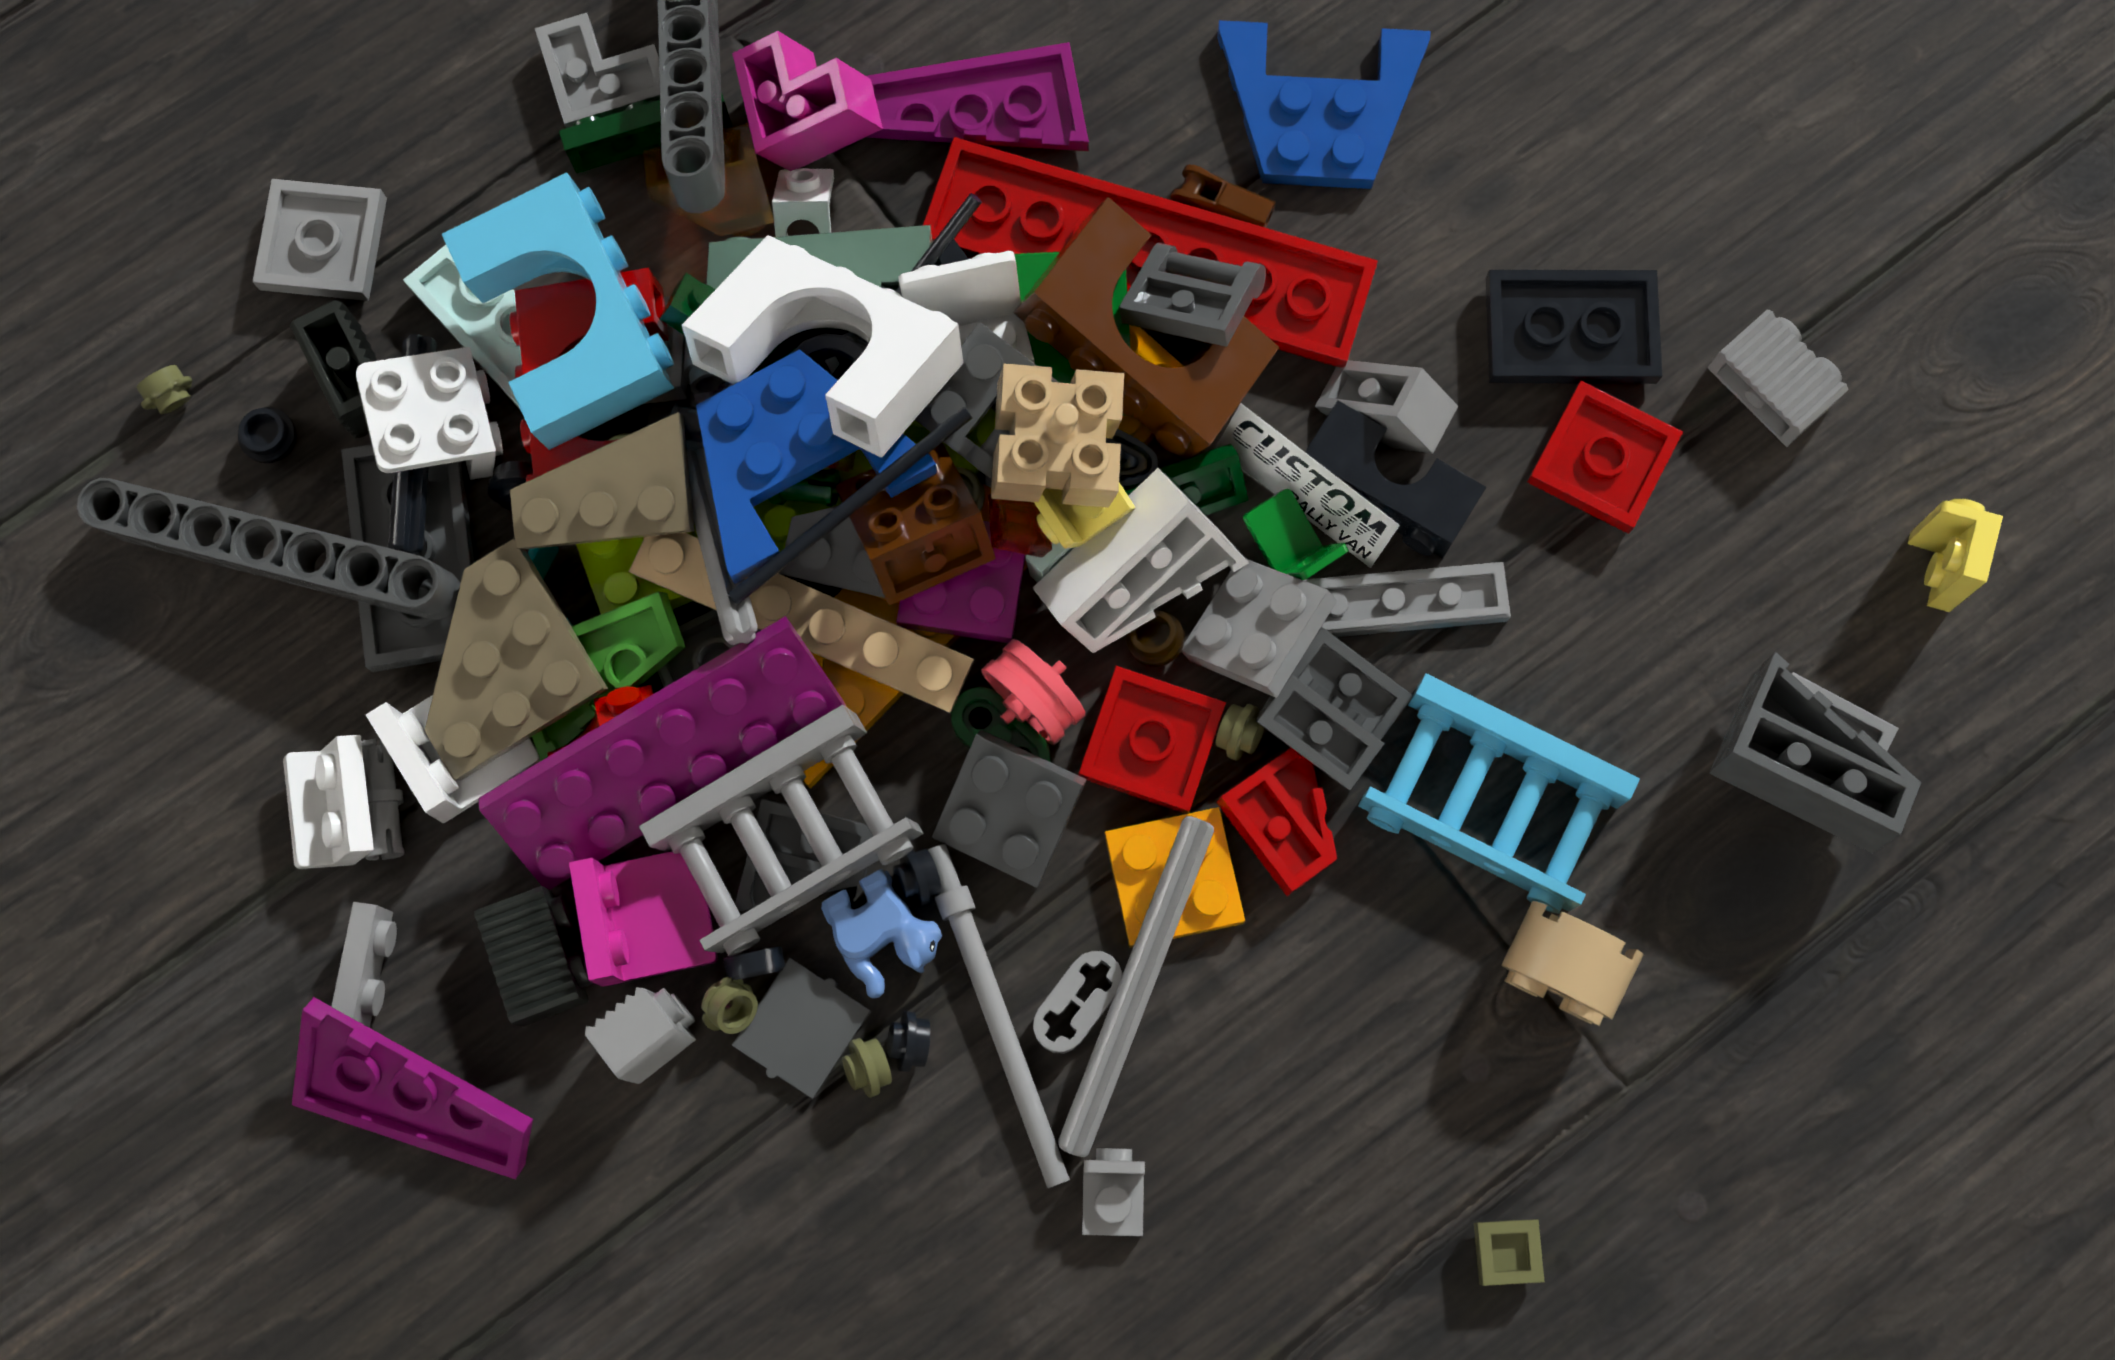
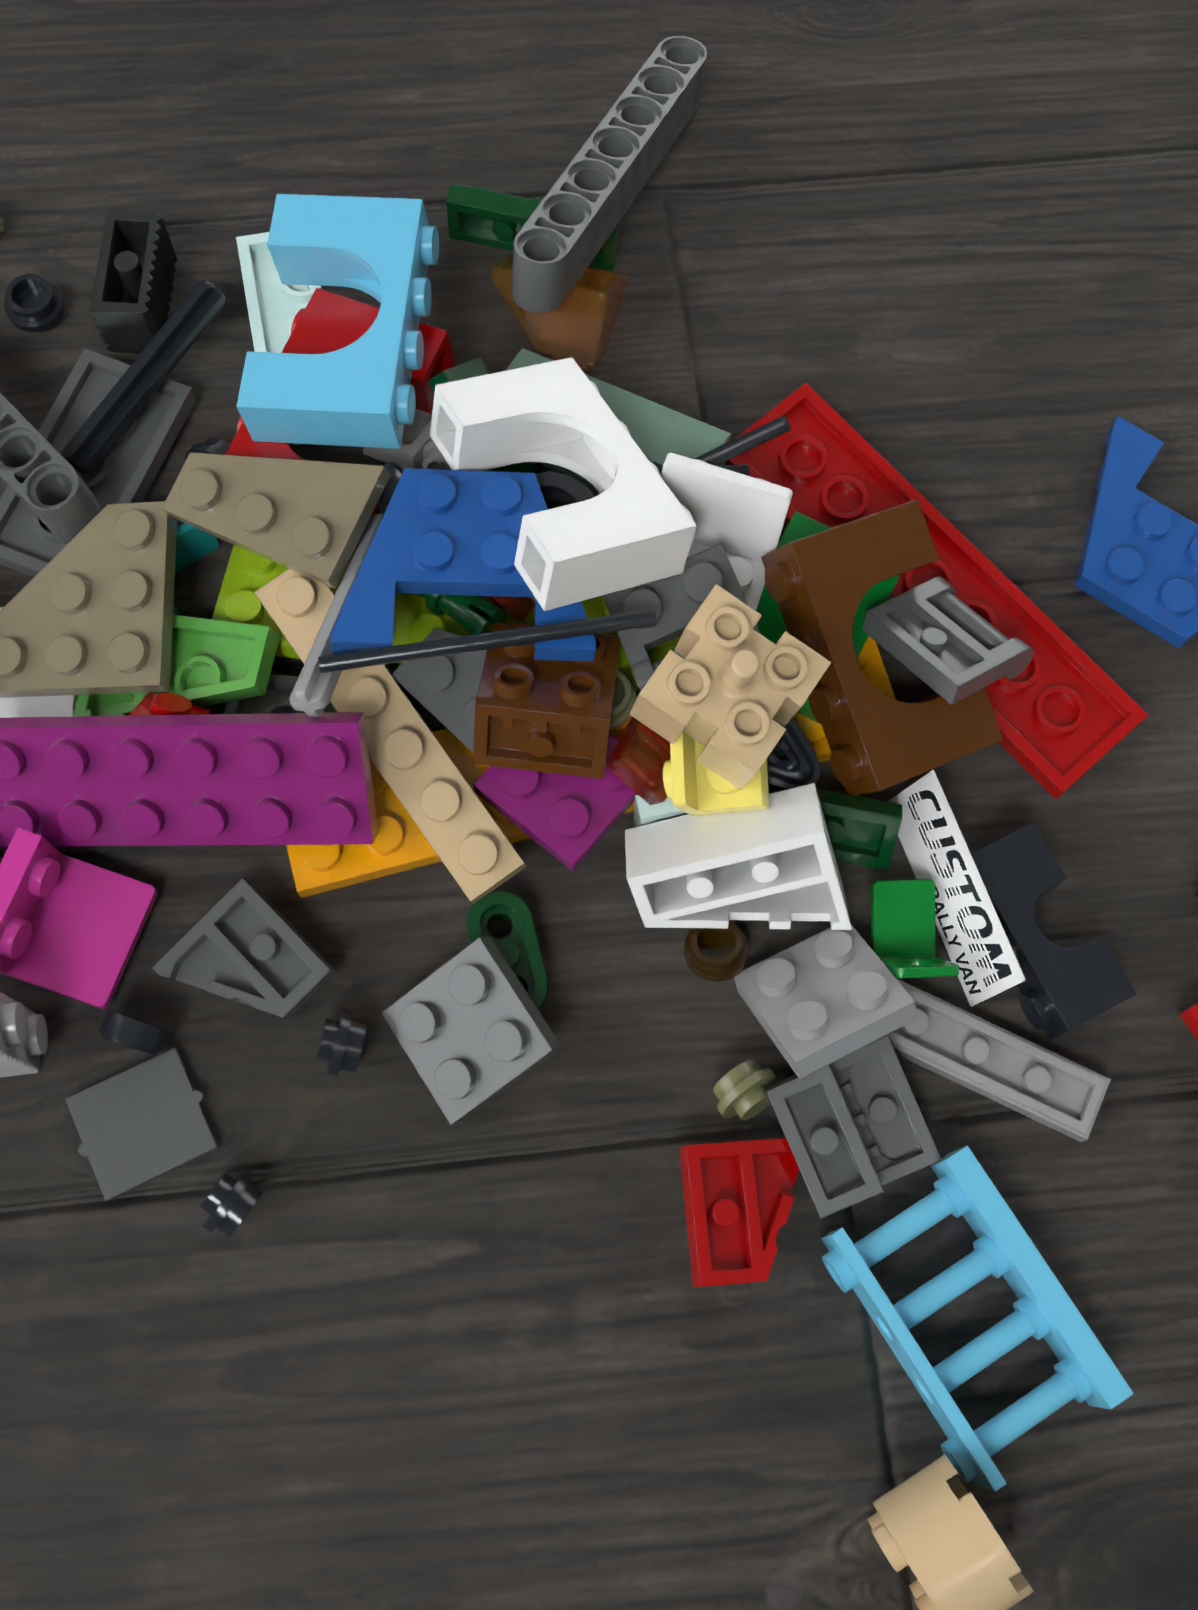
camera: 25 degrees right, 5 degrees down
(320, 239) = (190, 168): light grey plate -> none
(429, 412) = (174, 354): white bracket -> none
(585, 81) = (506, 153): light grey plate -> none
(729, 1006) = (84, 1059): olive plate -> none
(732, 800) = (210, 862): light grey fence -> none
(802, 108) = (683, 276): dark pink brick -> none
(802, 196) = (635, 359): white bracket -> none
(867, 1066) = (173, 1202): olive plate -> none
(874, 925) = (272, 1065): medium blue animal -> none
(956, 906) = (362, 1094): light grey bar -> none
(989, 100) = (862, 372): magenta wing -> none
(1033, 691) = (563, 930): coral wheel -> none
(1066, 992) = (414, 1249): light grey beam -> none
(1113, 1194) = (331, 1490): light grey bracket -> none
(1135, 986) = (482, 1288): light grey axle -> none
(1138, 860) = (592, 1198): light orange plate -> none
(1152, 740) = (652, 1047): red plate -> none
(1230, 199) = (1034, 578): reddish brown bar -> none
(1395, 397) = (1095, 855): light grey slope -> none

